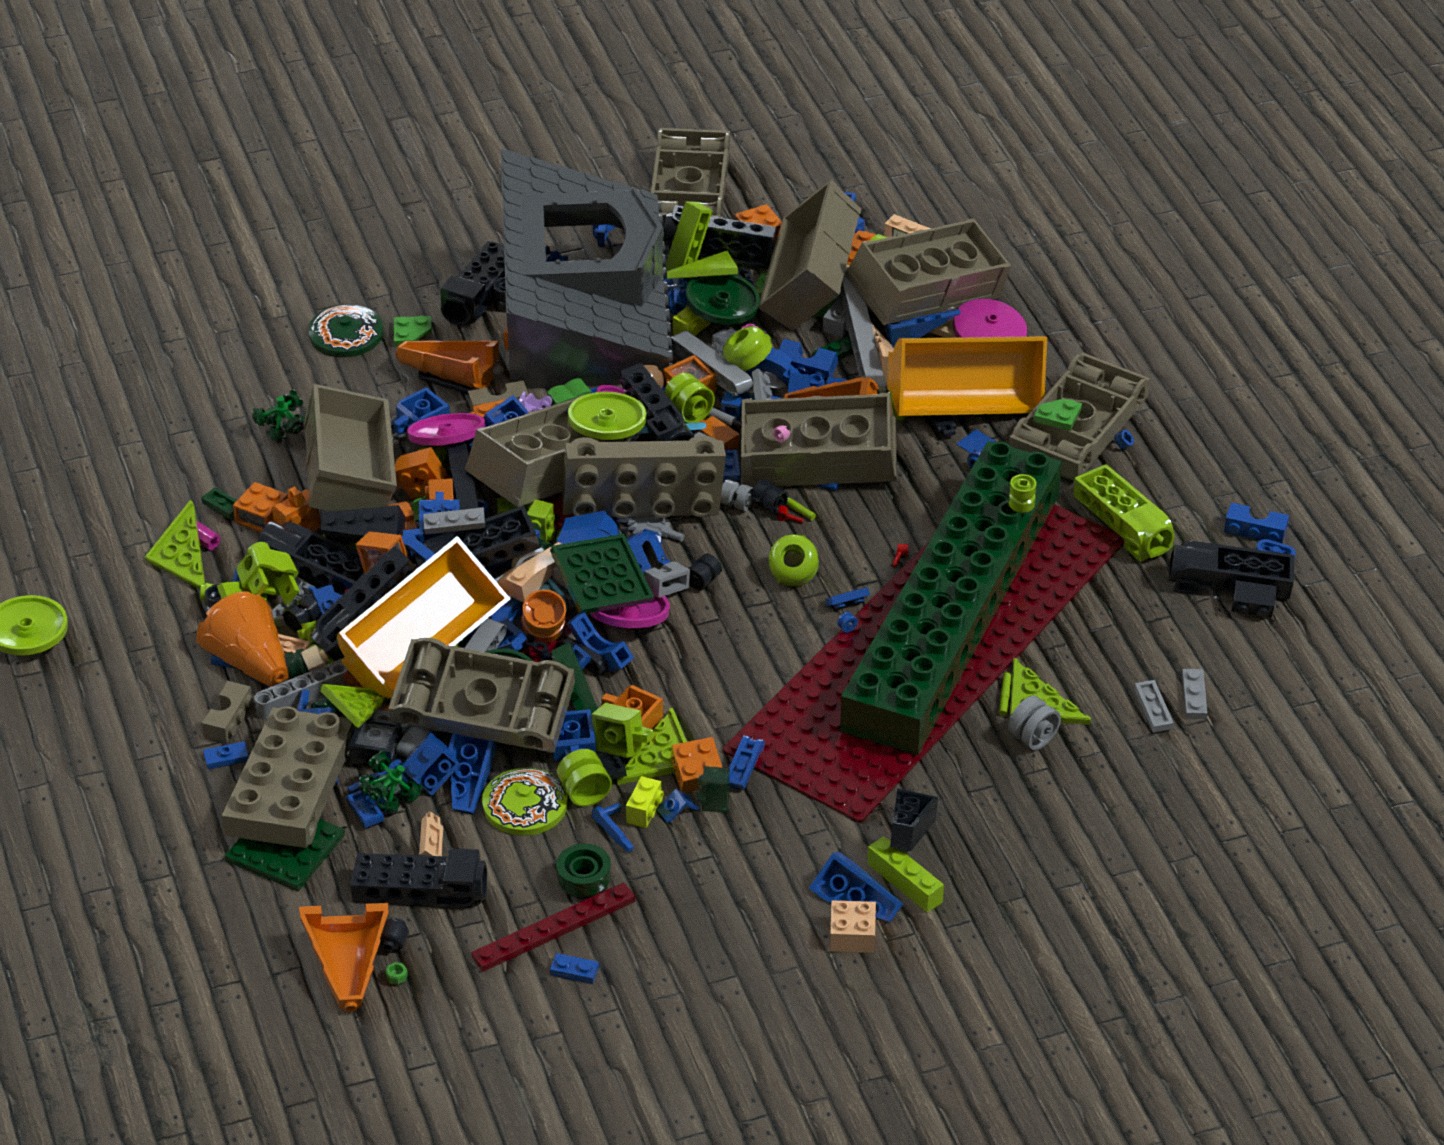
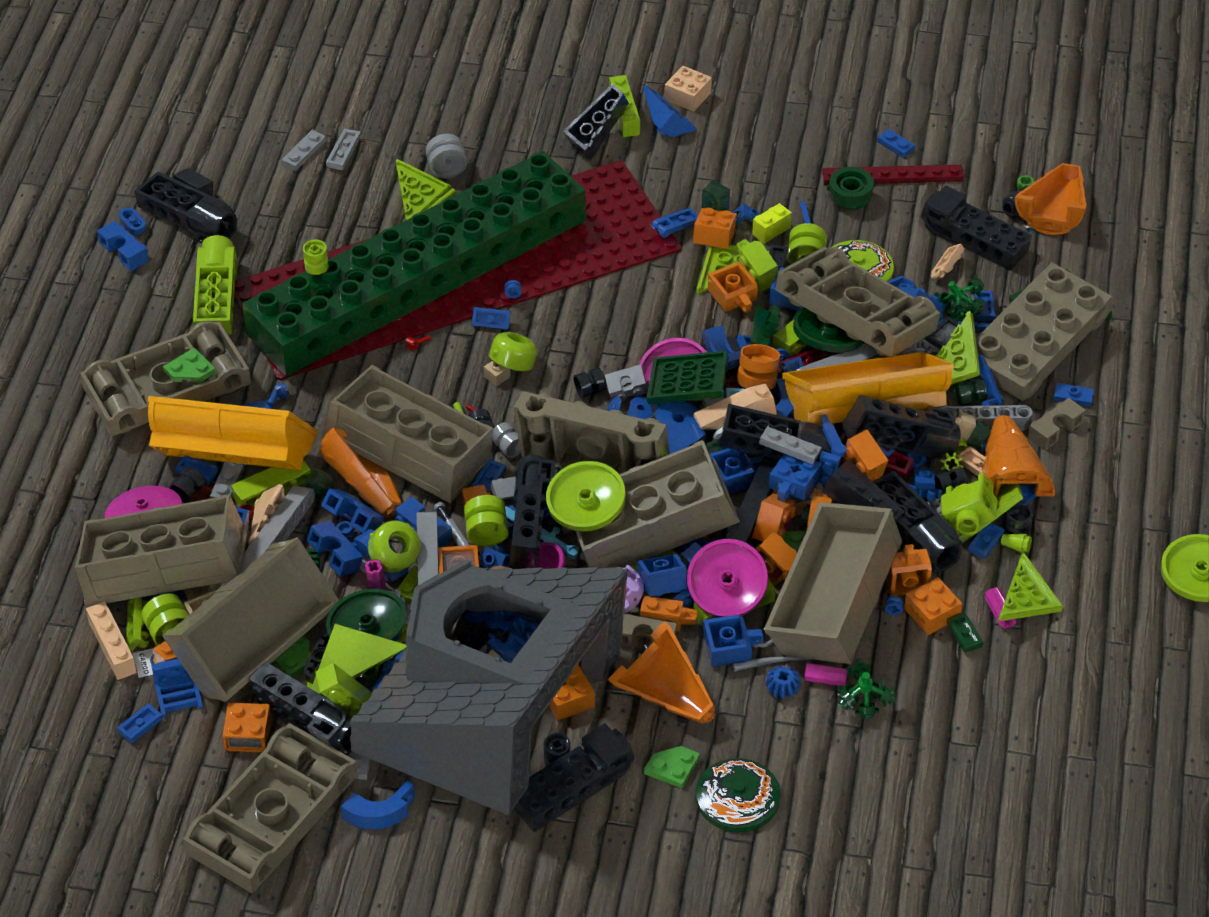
camera: 150 degrees left, 5 degrees up
(761, 385) = (416, 502): light grey plate -> none
(781, 433) = (447, 417): bright pink hinge -> none

